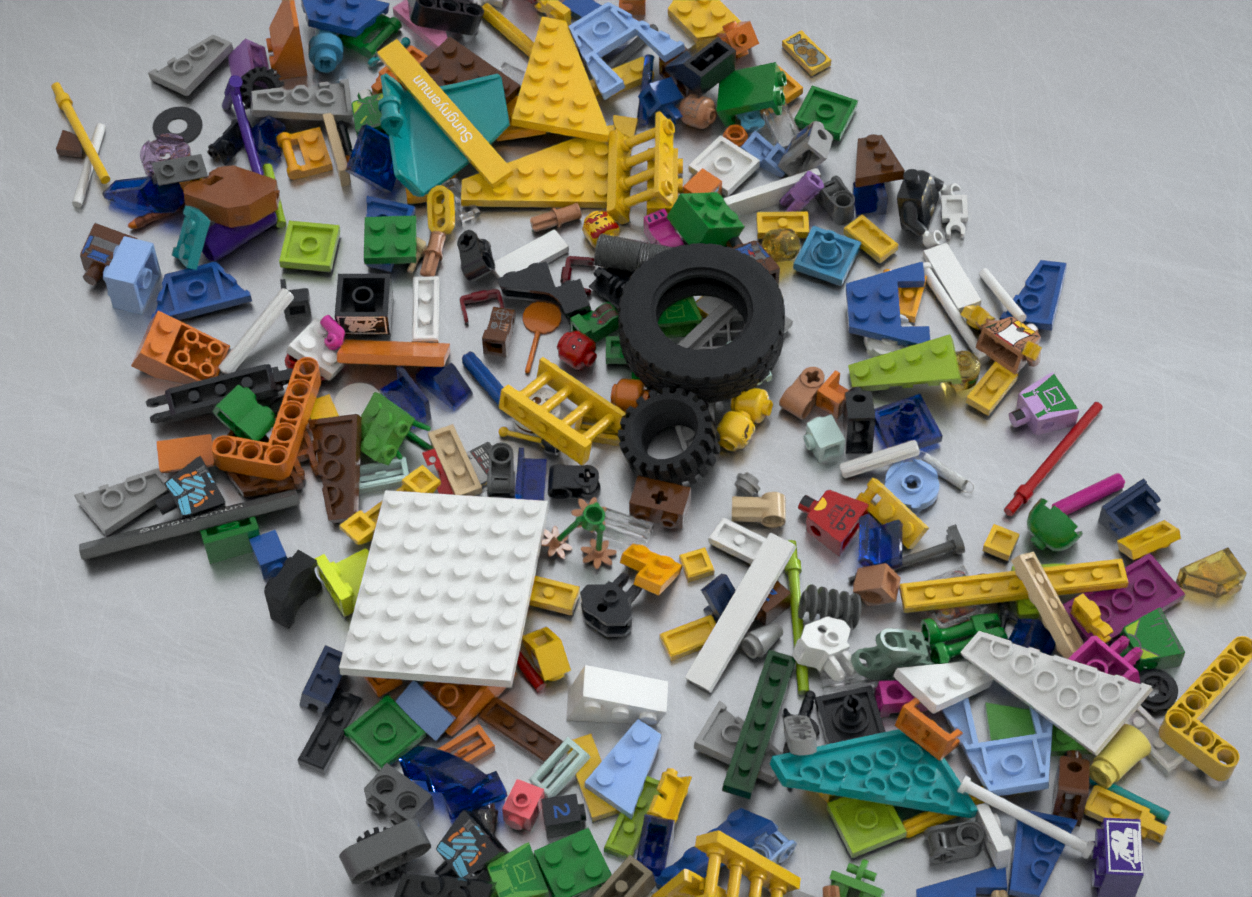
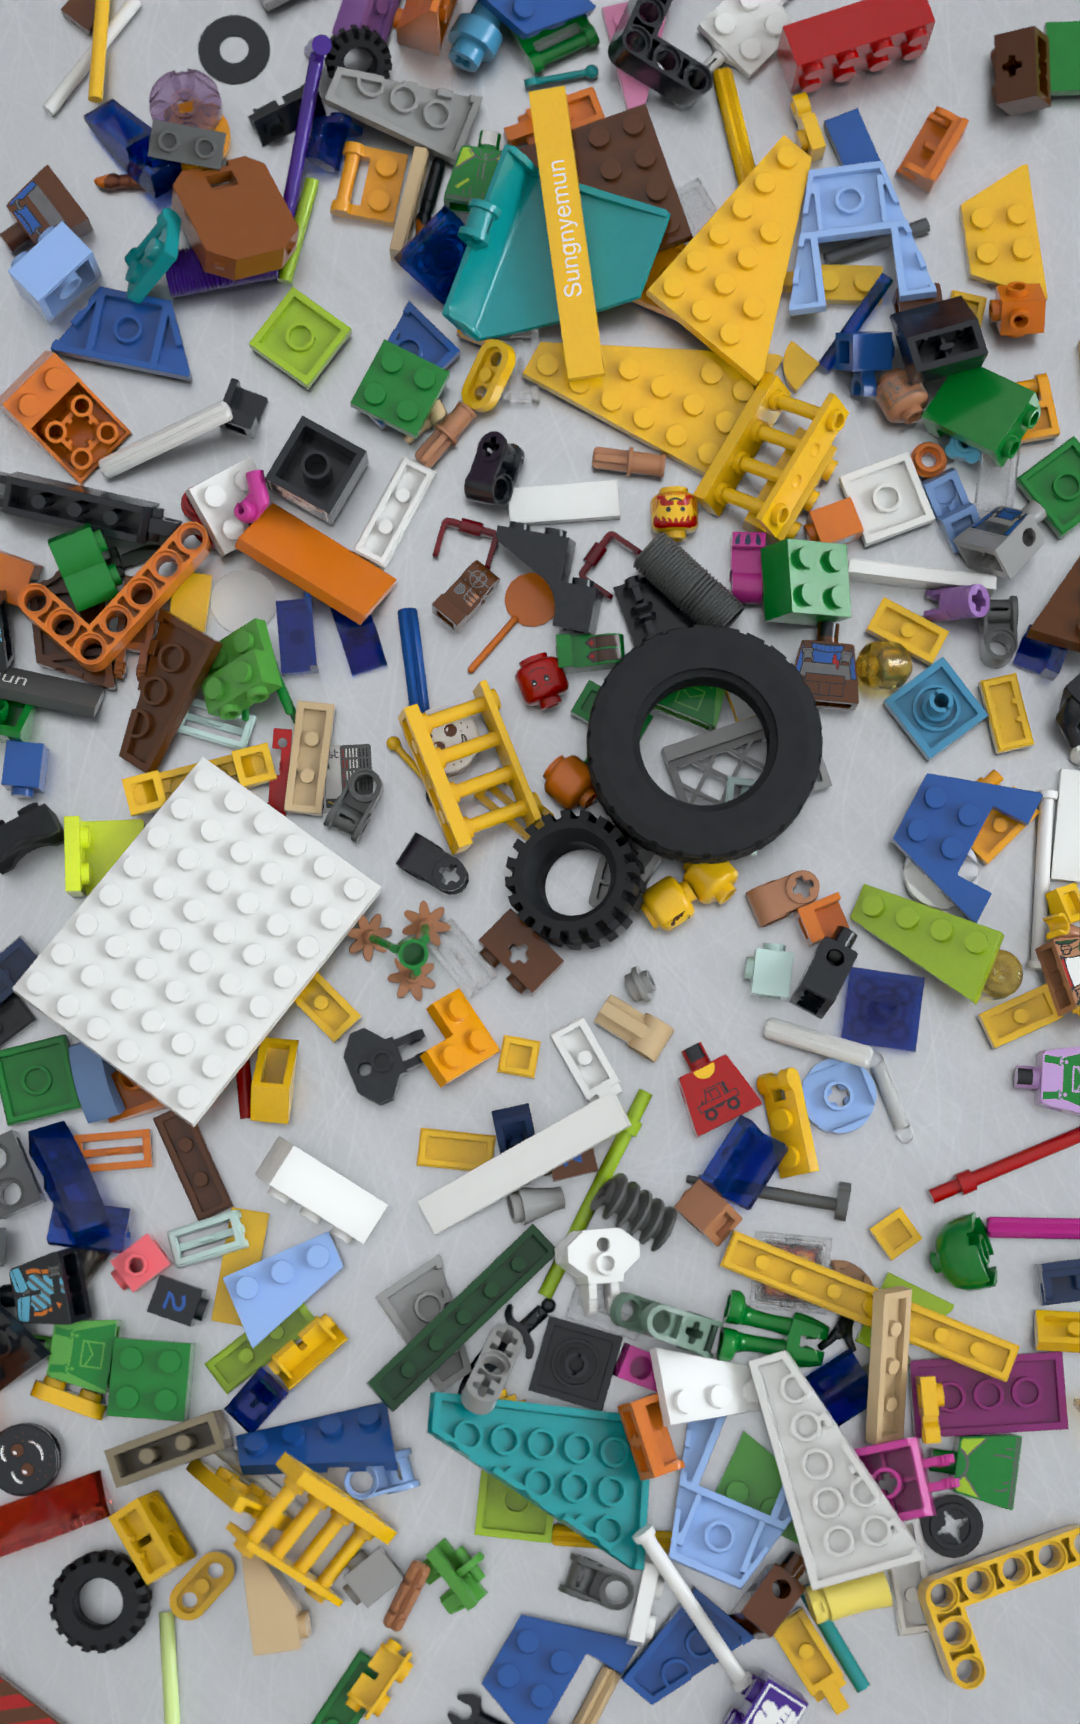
camera: 25 degrees right, 25 degrees up
(530, 477) = (384, 835): clear blue panel -> none

